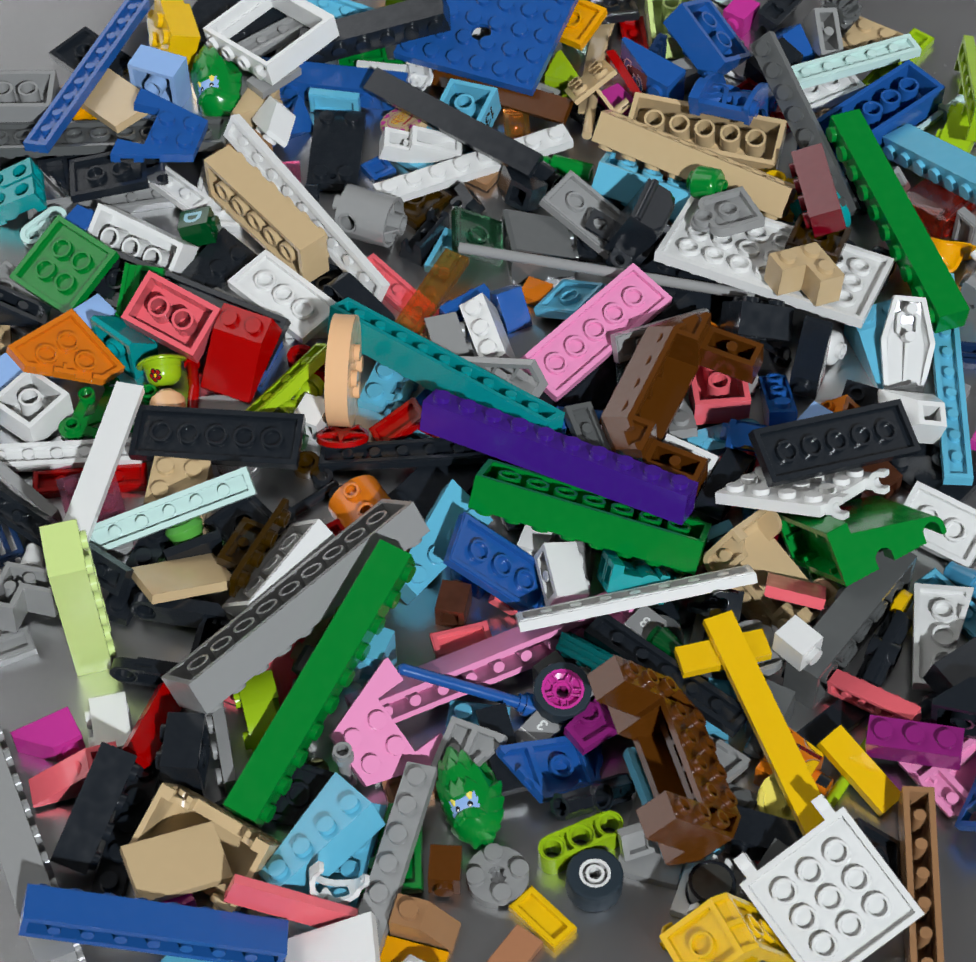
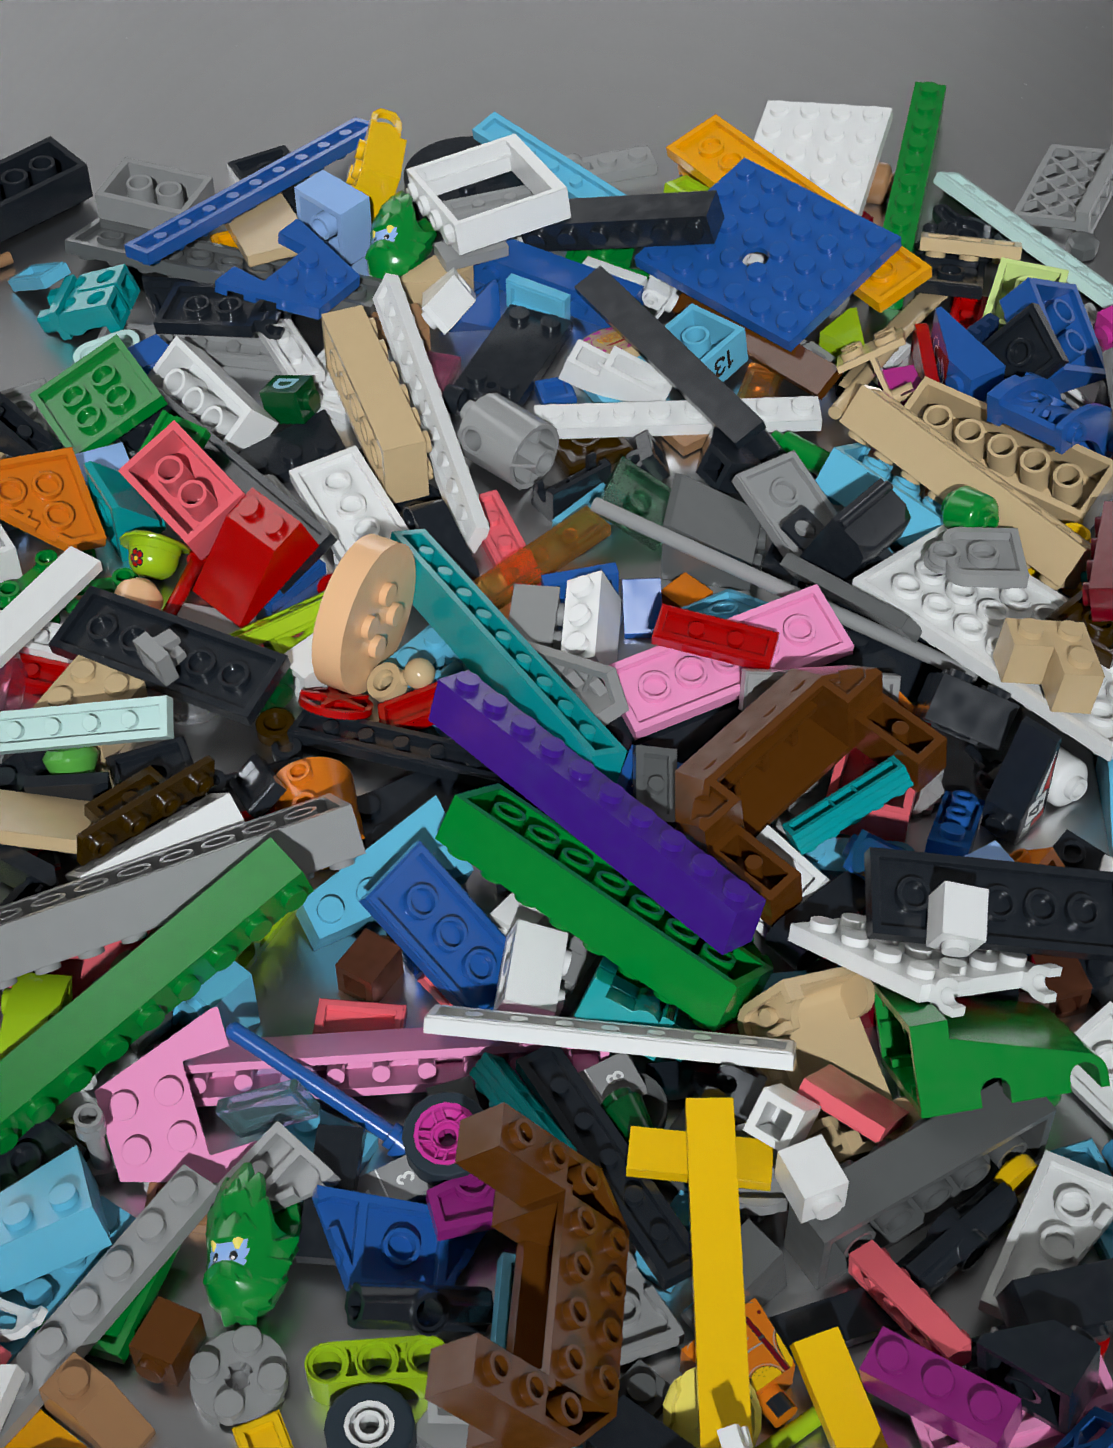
camera: 20 degrees right, 5 degrees down
(218, 439) = (161, 654): none -> light grey tile
(323, 507) = (257, 786): none -> black tile
(390, 400) = (390, 681): none -> tan plate
(437, 711) = (261, 1108): none -> clear light blue tile
(583, 319) = (715, 638): none -> red tile
(657, 264) = (852, 597): none -> dark grey tile
(694, 53) = (1027, 345): none -> black tile
(714, 405) = (848, 805): none -> teal piece
(764, 613) = (781, 1117): none -> white brick
(820, 458) = (957, 918): none -> white brick

